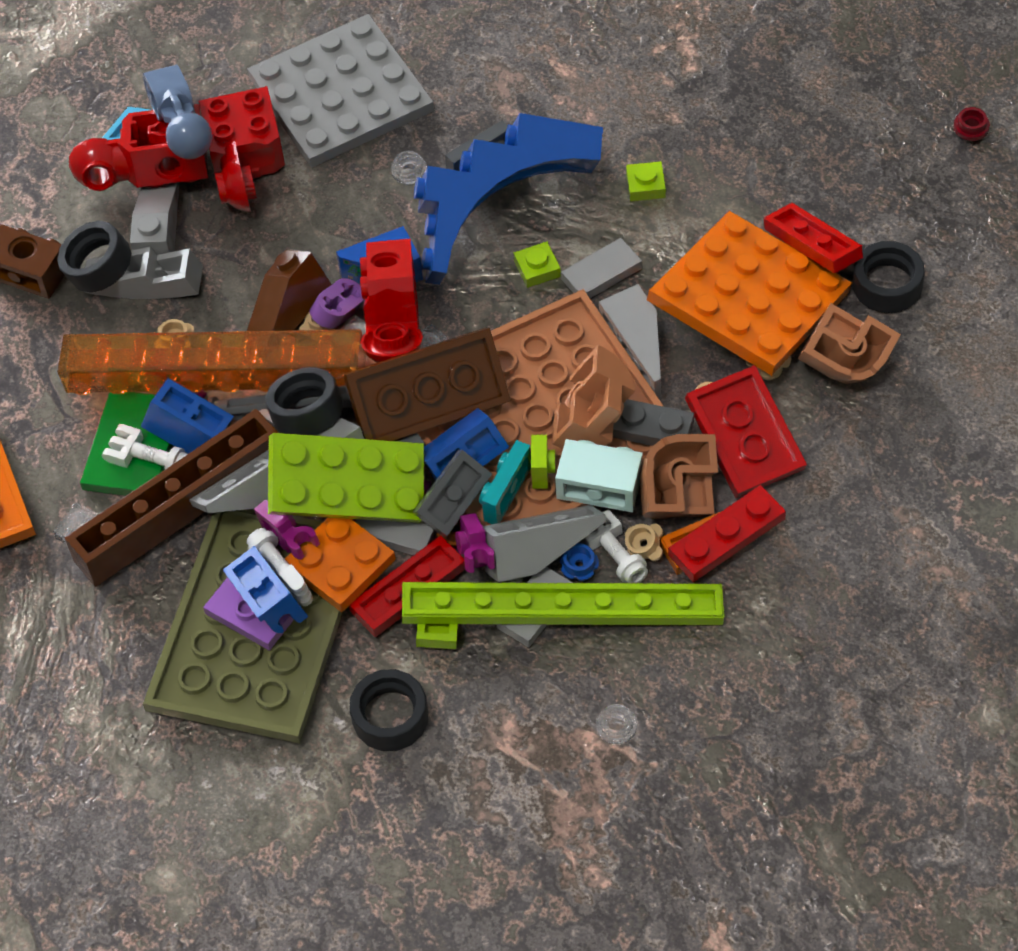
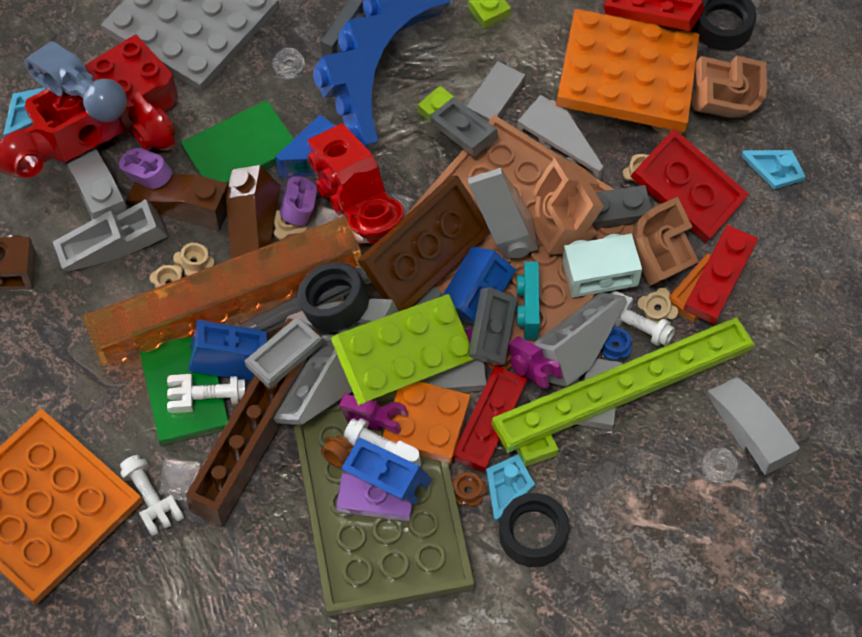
camera: 30 degrees left, 5 degrees up
(43, 500) = (134, 469): none -> white hinge
(81, 244) = (49, 221): black tyre -> none
(208, 317) = (196, 252): none -> tan plate
(209, 220) = (145, 168): none -> medium lavender beam
(229, 438) = (283, 352): none -> light grey tile
(230, 261) = (186, 198): none -> reddish brown slope
(232, 550) = (336, 450): none -> dark orange plate
(314, 228) = (238, 142): none -> green tile
(348, 636) = (471, 481): none -> dark orange plate
(391, 651) = (507, 481): none -> medium azure piece
(518, 383) = (504, 213): none -> light grey slope
(541, 288) = (464, 126): none -> dark grey plate
(542, 461) = (550, 272): lime plate -> none
(673, 698) = (754, 425): none -> light grey slope
(855, 448) = (776, 167): none -> medium azure piece

